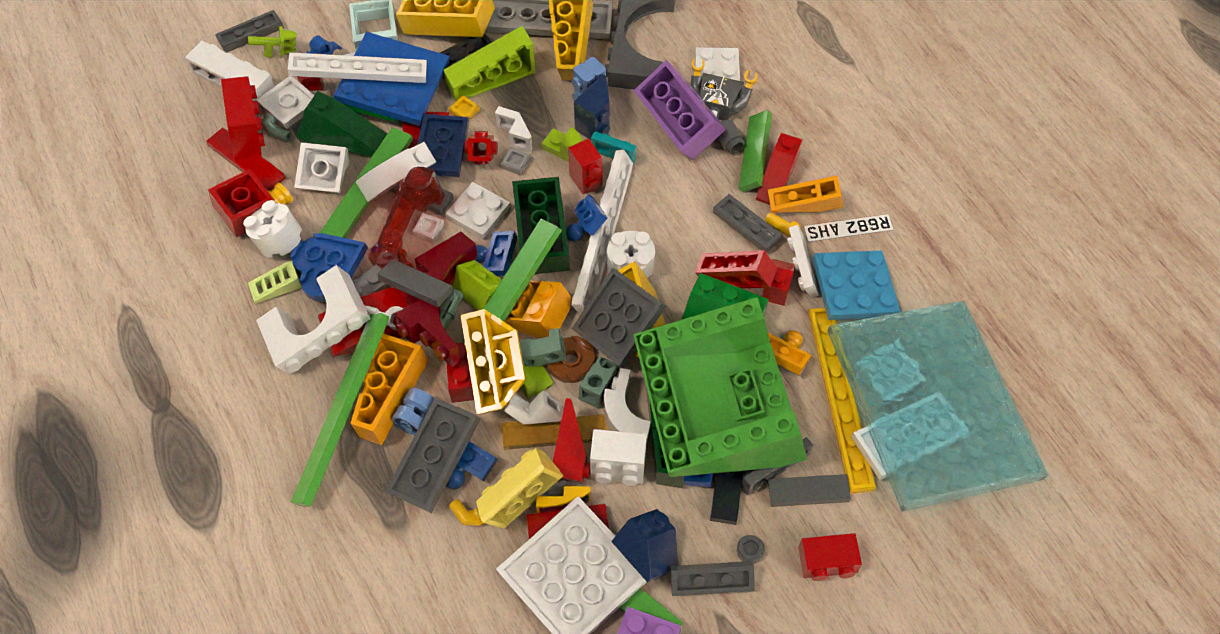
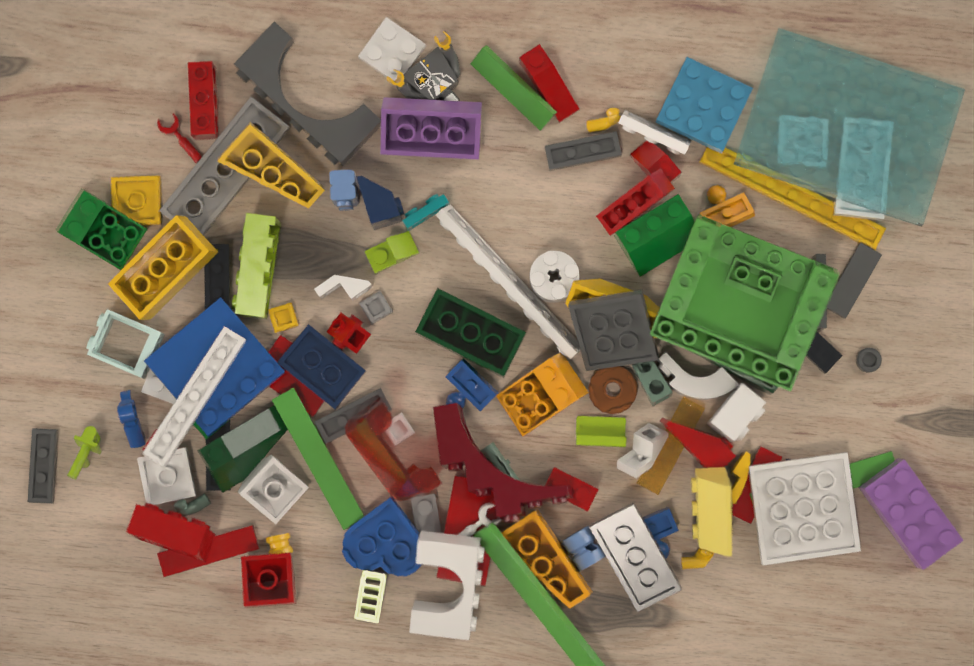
camera: 50 degrees left, 25 degrees up
(216, 64) = (92, 513): white brick -> none
(273, 229) = (307, 569): white brick -> none
(393, 170) = (338, 428): white arch -> none
(415, 283) = (475, 482): dark grey tile -> none
(475, 283) = (494, 423): lime panel -> none
(478, 210) = (409, 374): white plate -> none
(492, 359) = (589, 460): yellow wedge -> none
(522, 269) = (524, 399): bright green tile -> none
(543, 350) = (593, 419): sand green leg -> none
(585, 166) = (437, 254): red brick -> none
(590, 218) = (490, 284): blue plate -> none
(648, 544) = (823, 438): dark blue slope -> none
(712, 578) = (874, 406): dark grey plate -> none
(731, 138) = (487, 96): dark grey brick -> none
(807, 196) = (595, 82): light orange slope -> none
(830, 556) = (916, 306): red brick -> none
(848, 227) = (641, 64): white sticker -> none

